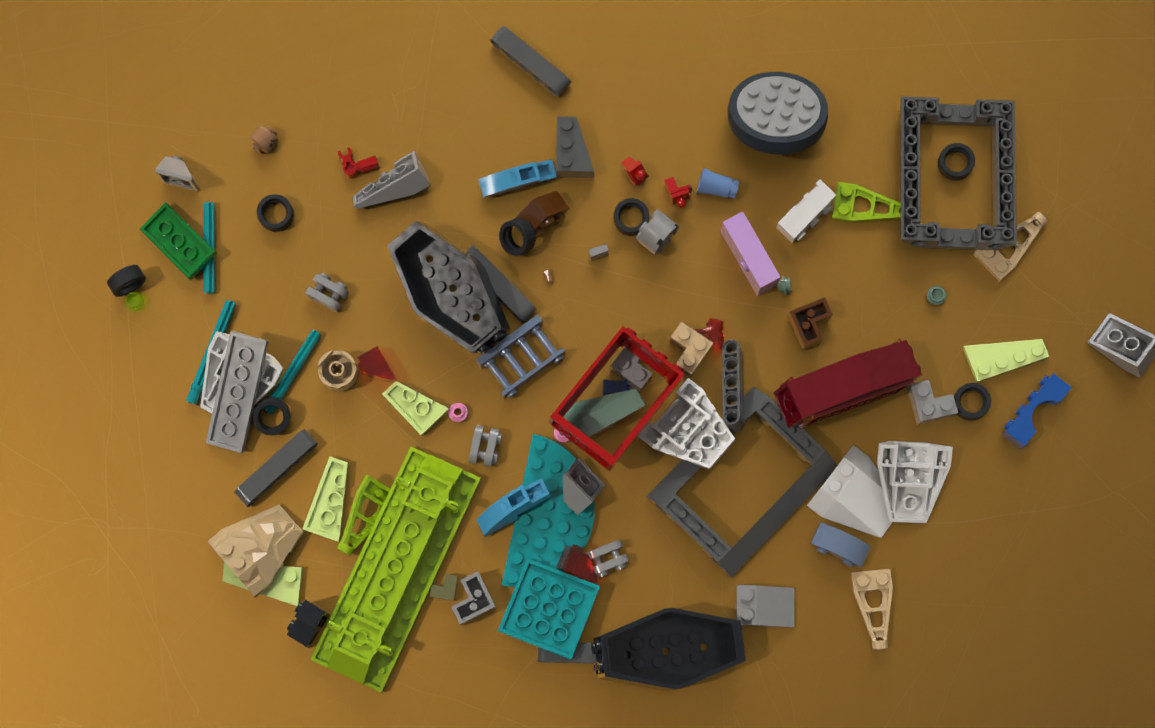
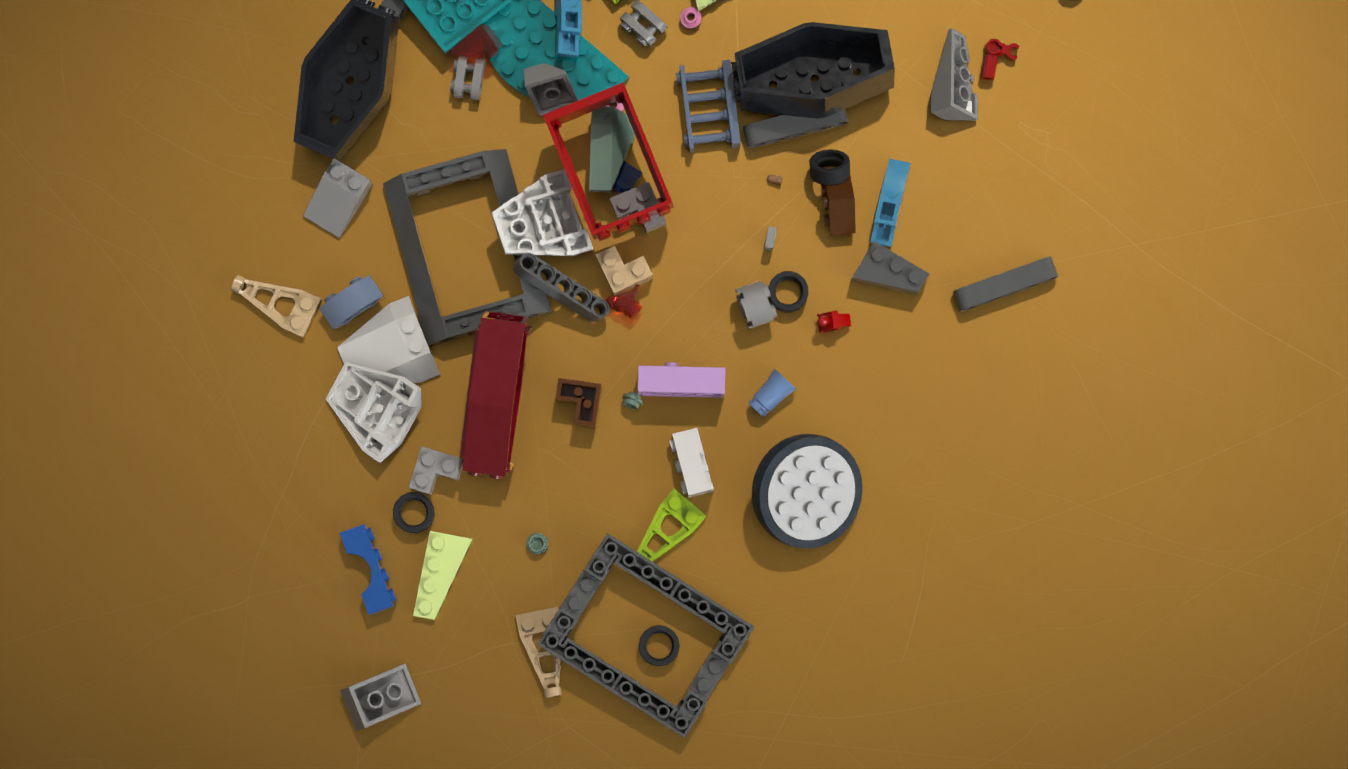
camera: 120 degrees right, 5 degrees up
(676, 194) = (785, 348): red piece -> none

